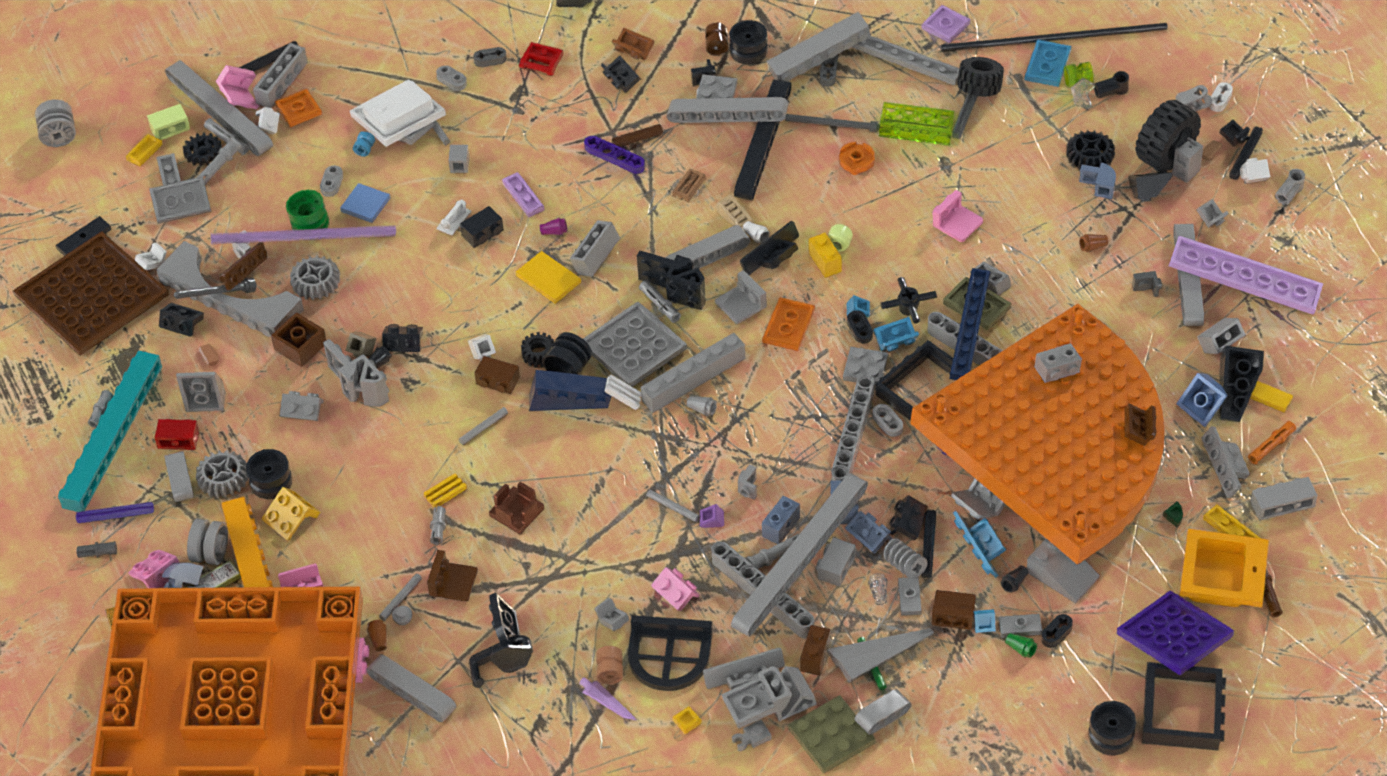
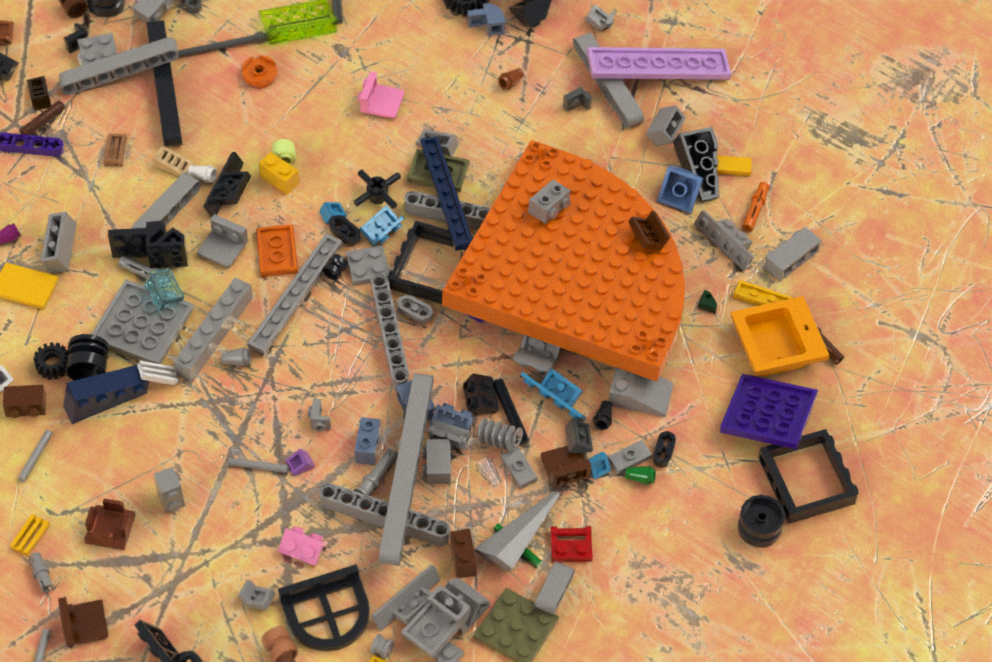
camera: 30 degrees left, 5 degrees up
(580, 495) = (169, 489): none -> light grey brick
(645, 113) = (39, 94): none -> dark brown slope
(665, 319) = (163, 288): none -> clear light blue bracket
(699, 701) = (382, 646): none -> light grey wheel
(784, 367) = (294, 294): none -> light grey plate
(833, 356) = (334, 268): none -> black wheel
(864, 545) = (458, 436): none -> light grey hinge
(919, 686) = (571, 549): none -> red plate
(980, 589) = (578, 437): none -> dark grey slope

